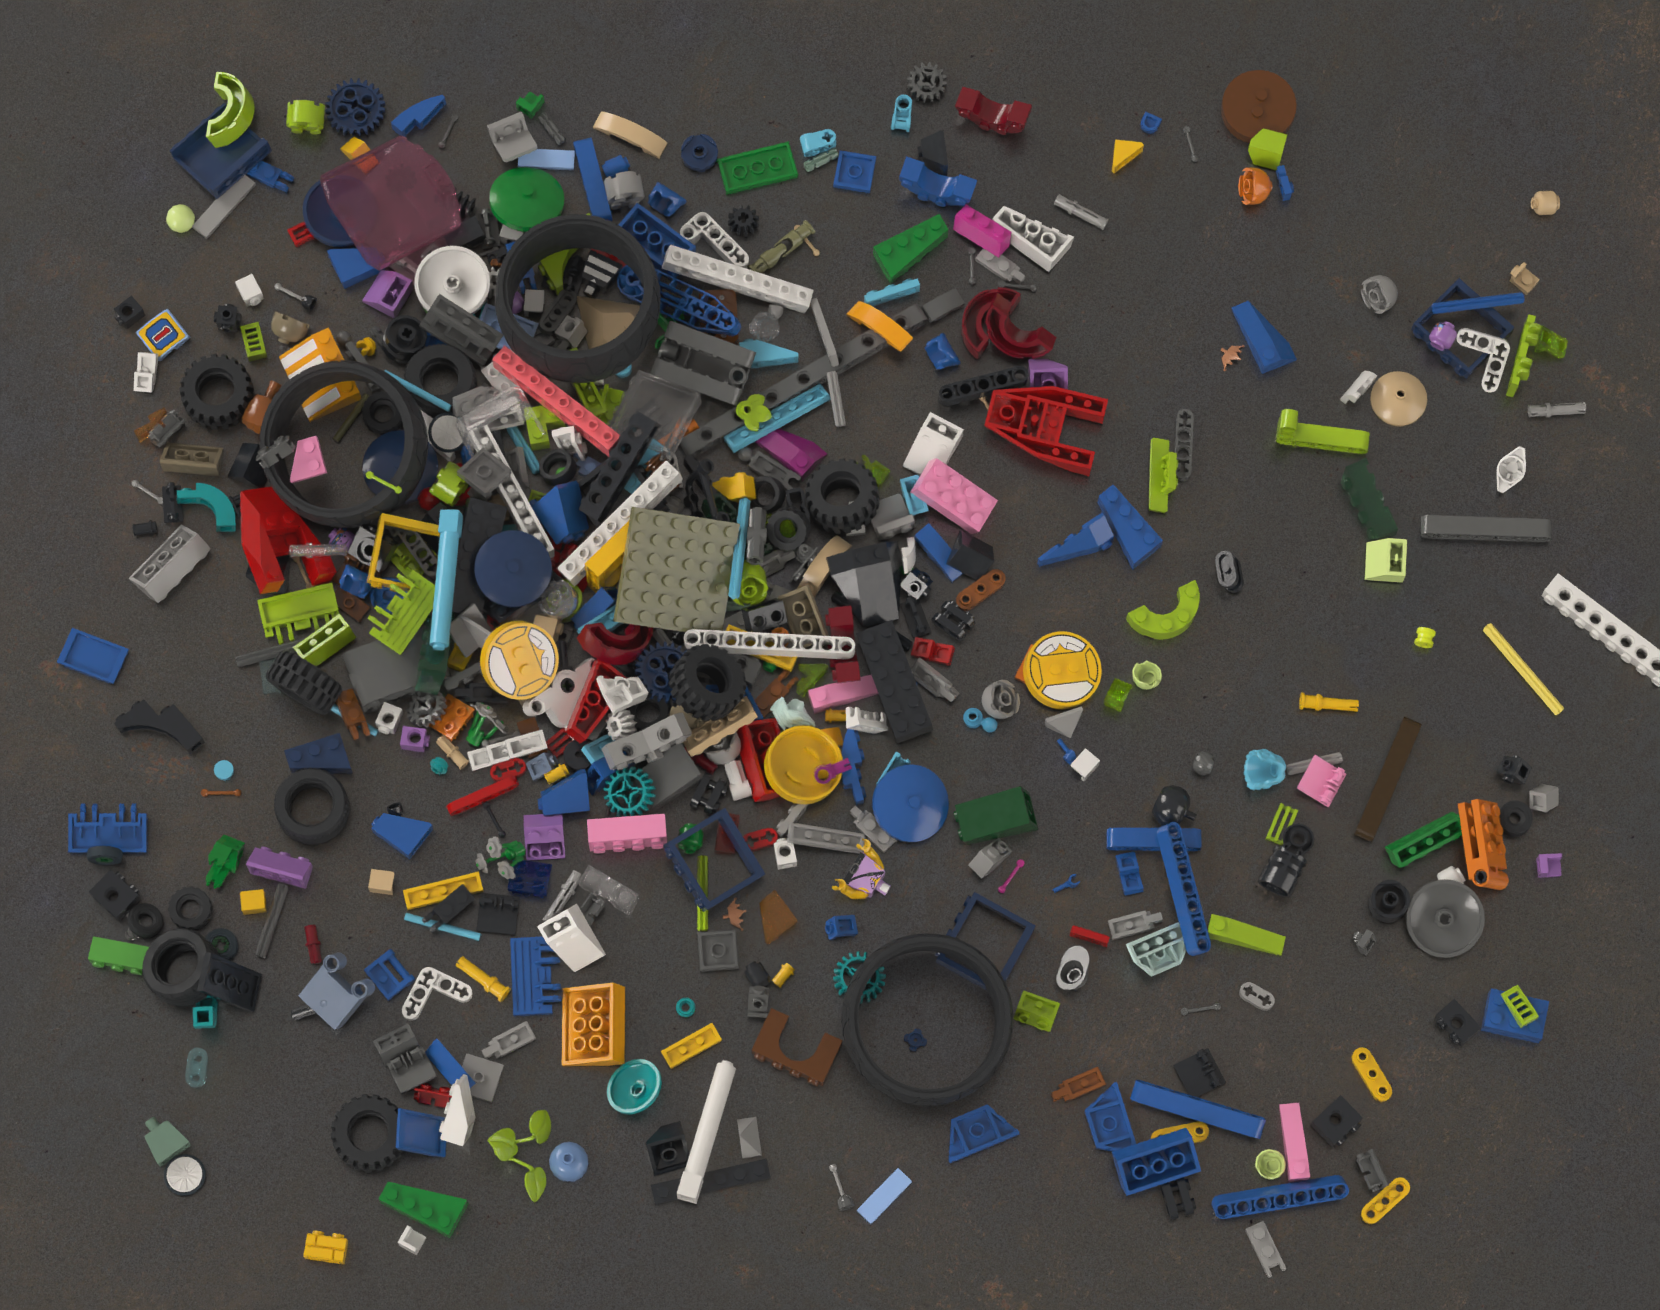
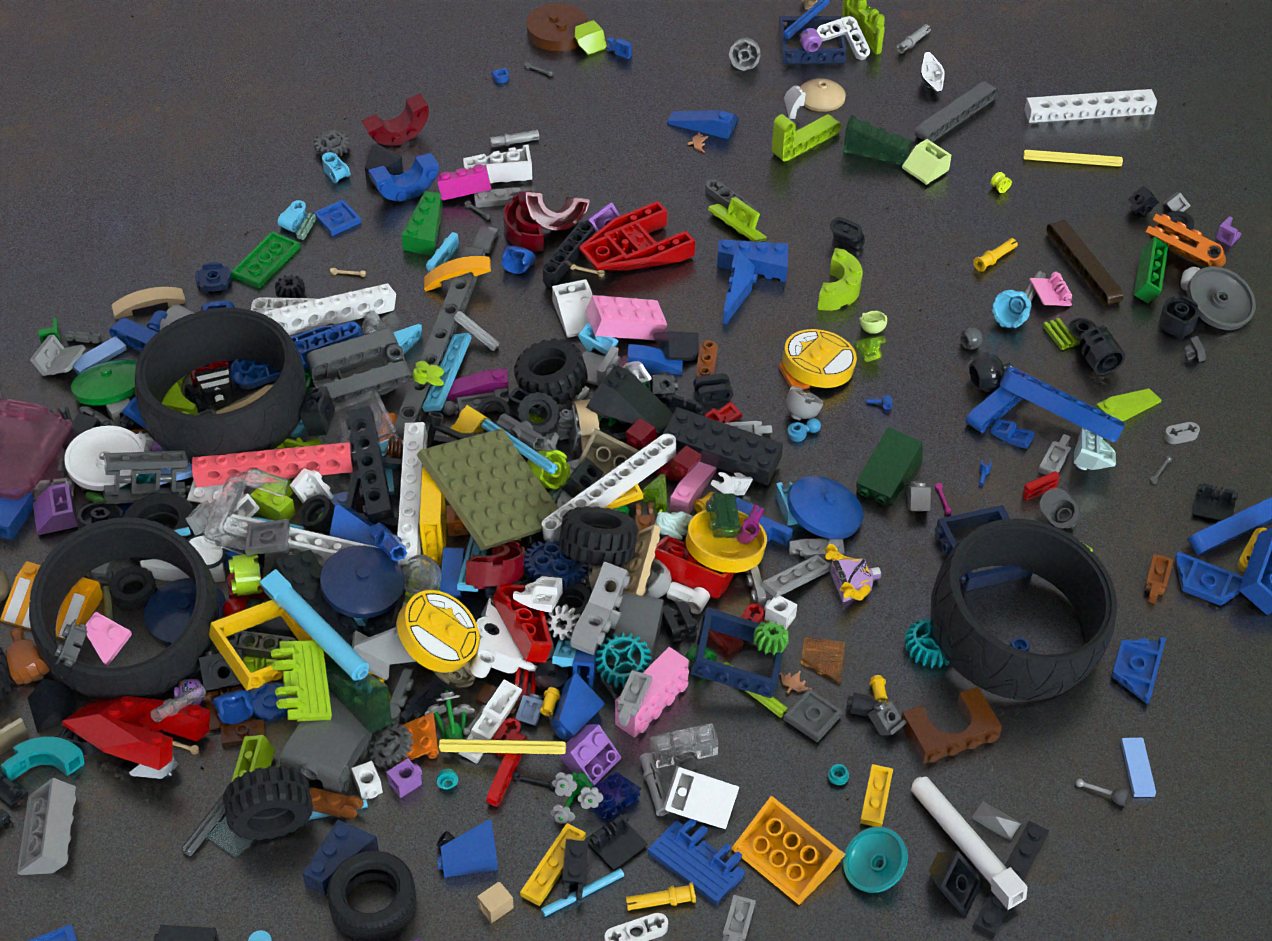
camera: 45 degrees left, 25 degrees down
(297, 608) = (204, 764): lime hinge -> none
(370, 475) = (175, 596): lime hinge -> none
(452, 752) = (446, 761): tan axle -> none
(490, 779) = (502, 746): none -> light yellow axle
(558, 553) = (388, 542): none -> blue piece
(597, 829) = (633, 696): none -> light grey hinge
(632, 379) = (317, 411): none -> black brick
(743, 865) = (771, 637): none -> bright green gear
(770, 257) = (338, 275): olive piece -> none
(818, 745) = (723, 515): none -> clear green brick
(830, 349) = (425, 299): light grey tile -> none
(841, 926) = (876, 623): blue bracket -> none
(1065, 722) = (858, 386): light grey slope -> none
(1085, 764) = (903, 393): white panel -> none
(1125, 152) = (503, 94): yellow slope -> none
(1254, 186) = (604, 56): orange cylinder -> none

